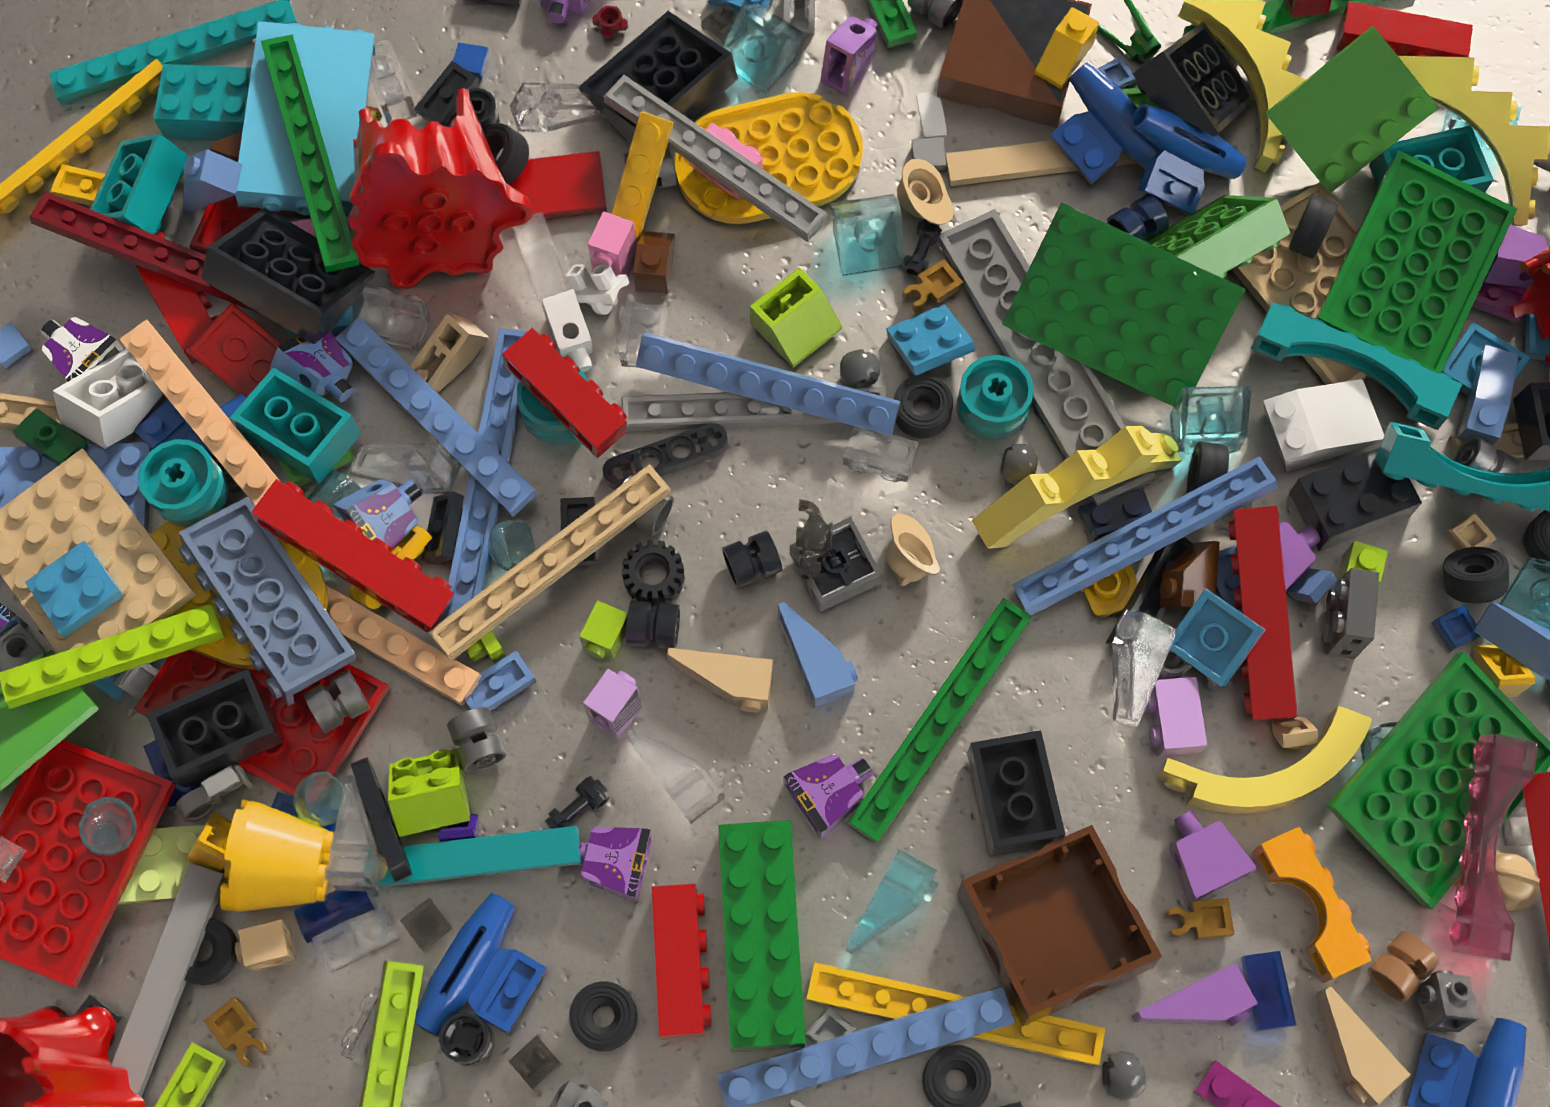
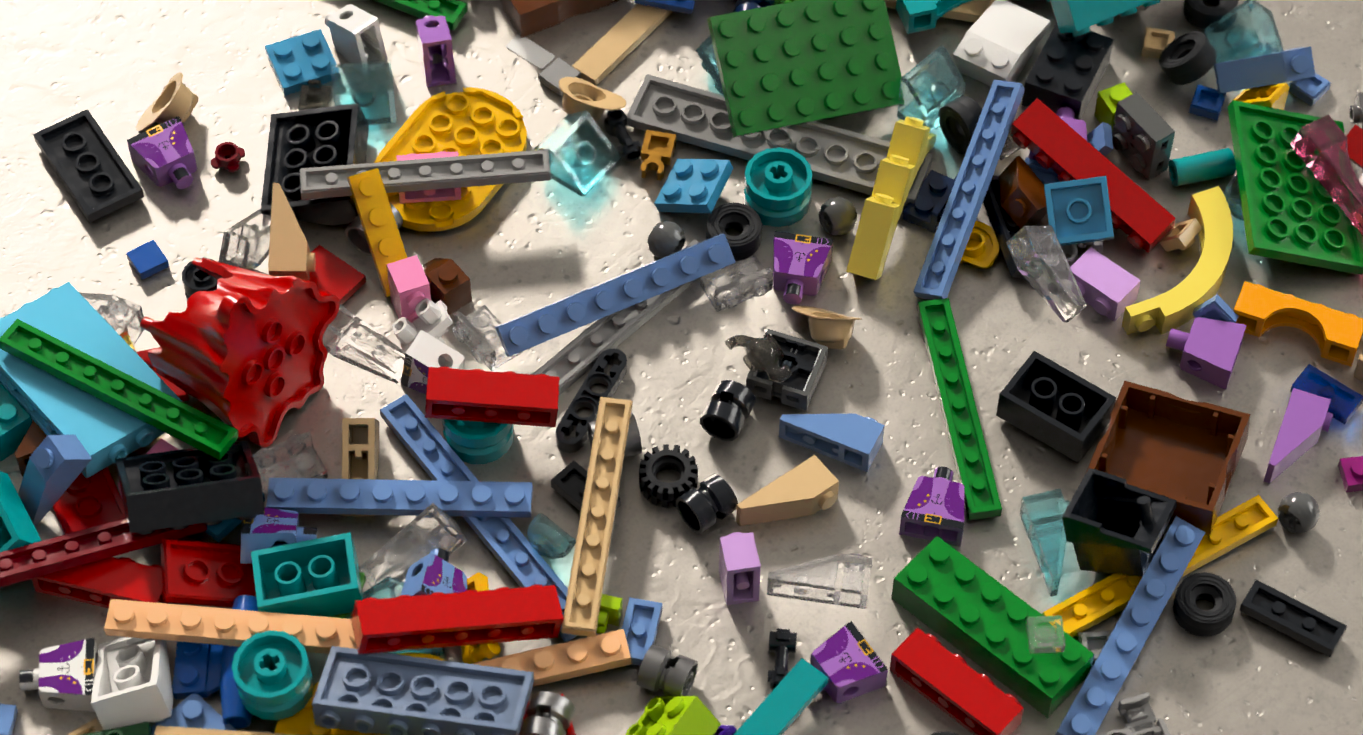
camera: 45 degrees left, 15 degrees down
(440, 99) = (158, 289): black plate -> none
(443, 527) = (480, 556): black plate -> none
(564, 132) = (288, 246): none -> tan slope
(604, 631) = (676, 535): lime brick -> none
(773, 992) = (1045, 634): none -> clear plate
(795, 317) = (587, 241): lime slope -> none
(941, 946) = (1115, 524): none -> black piece
(942, 481) = (799, 264): none -> torso
(1207, 918) = (1248, 384): pearl gold plate -> none
(1244, 830) = (1215, 309): none -> medium blue tile
(1382, 684) = (1202, 167): none -> teal piece

